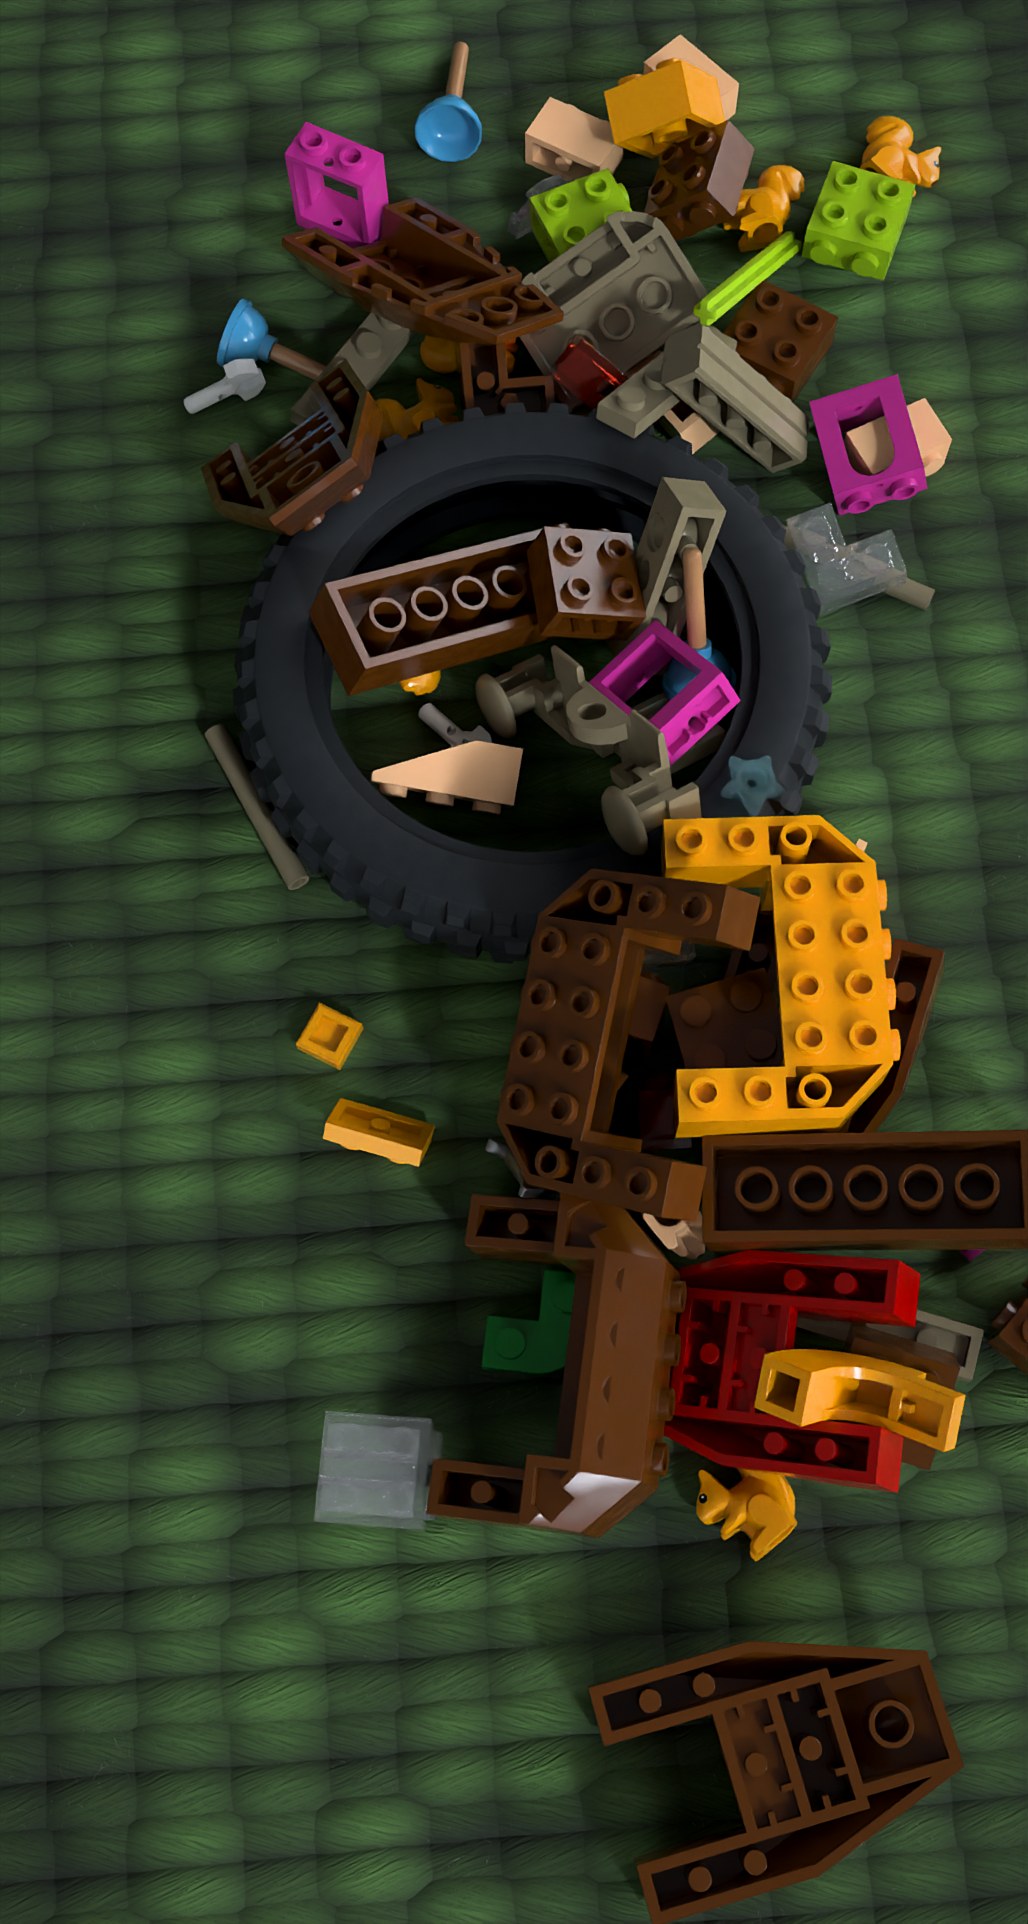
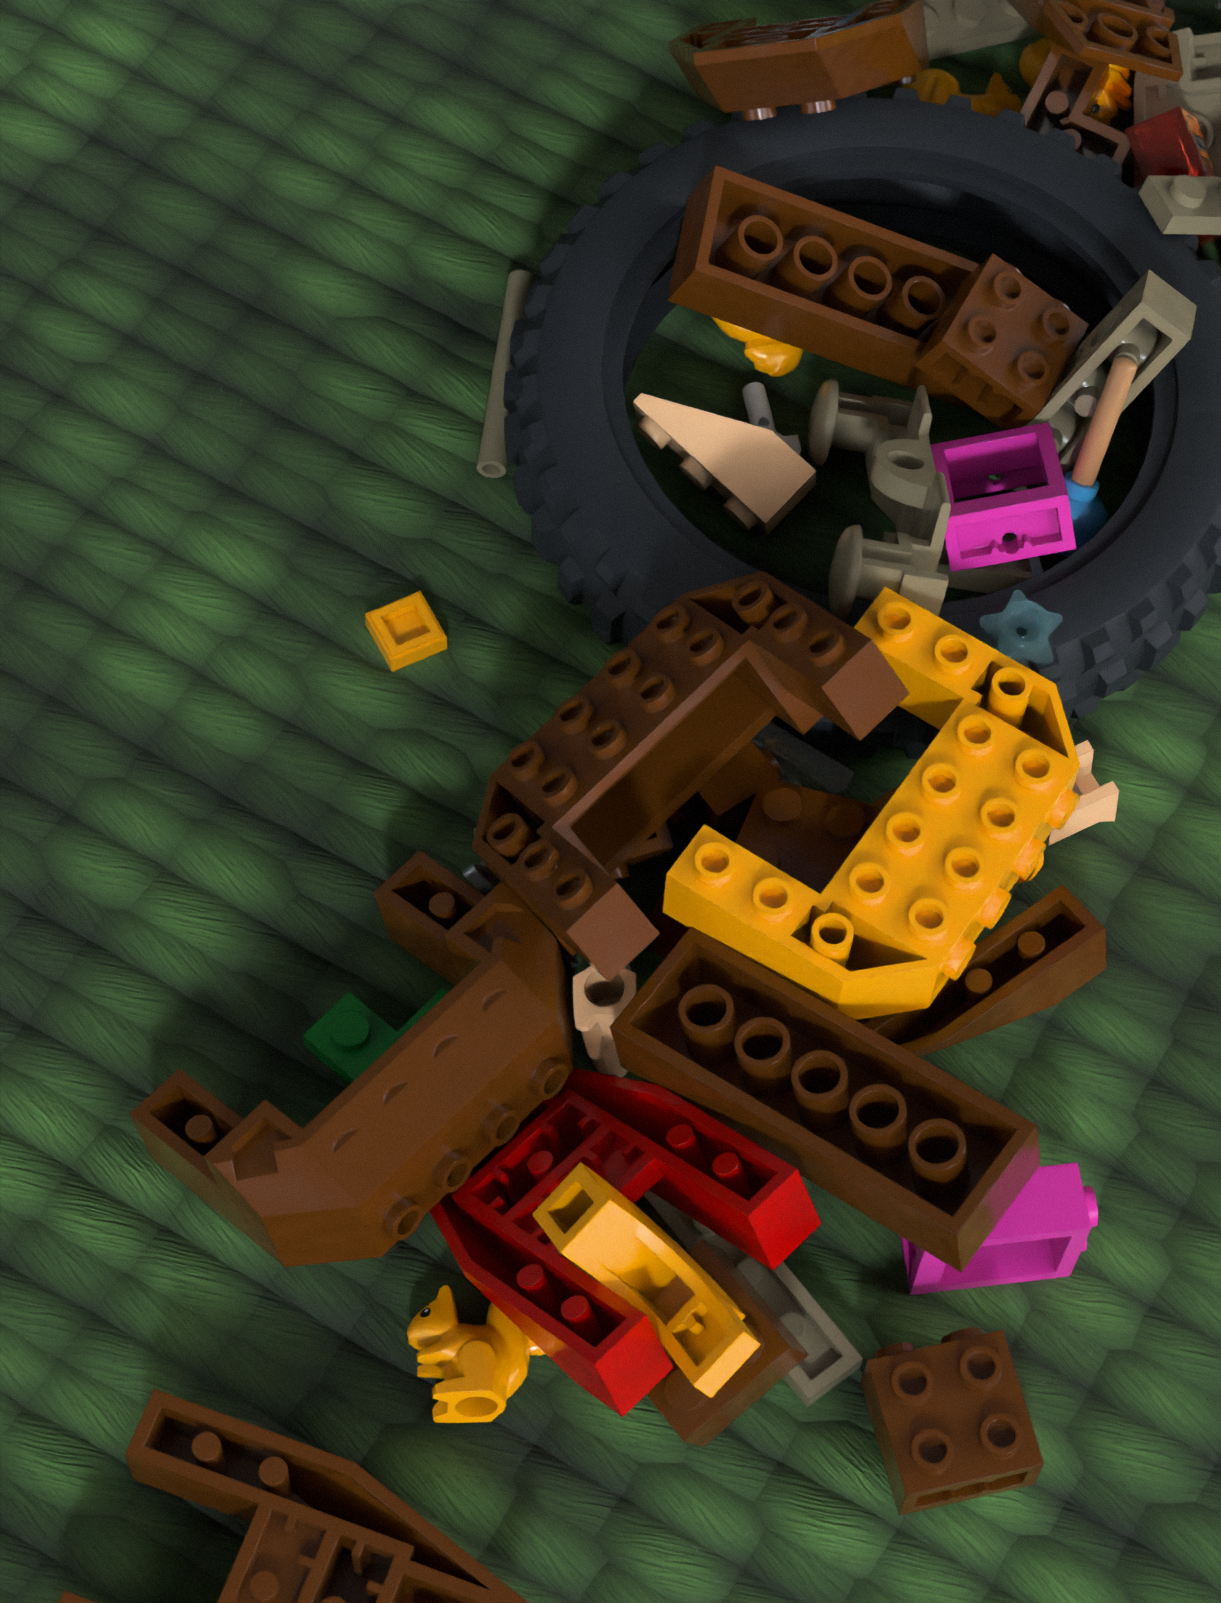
camera: 30 degrees right, 10 degrees down
(376, 1470) = (112, 1049): clear brick -> none
(378, 1132) = (380, 746): light orange plate -> none

